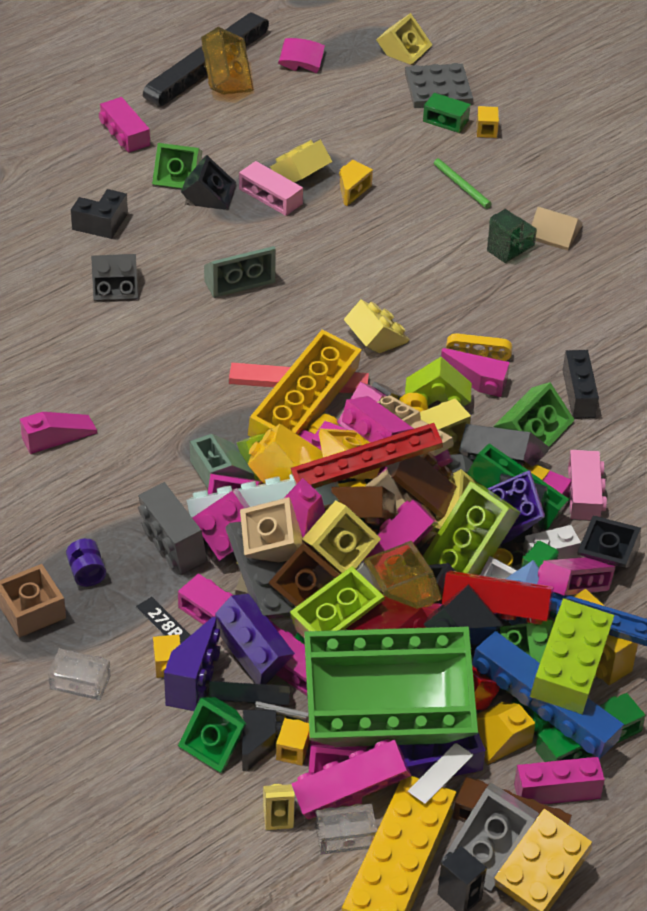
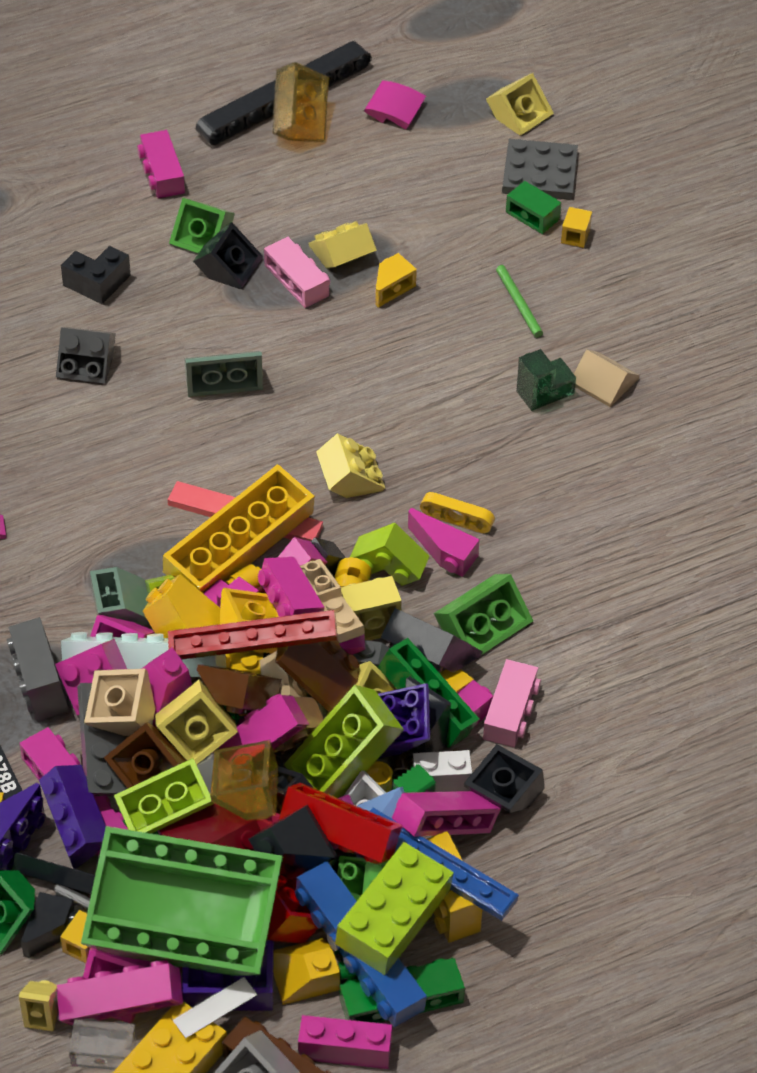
camera: 15 degrees right, 5 degrees up
(580, 384) = (552, 579): black brick -> none

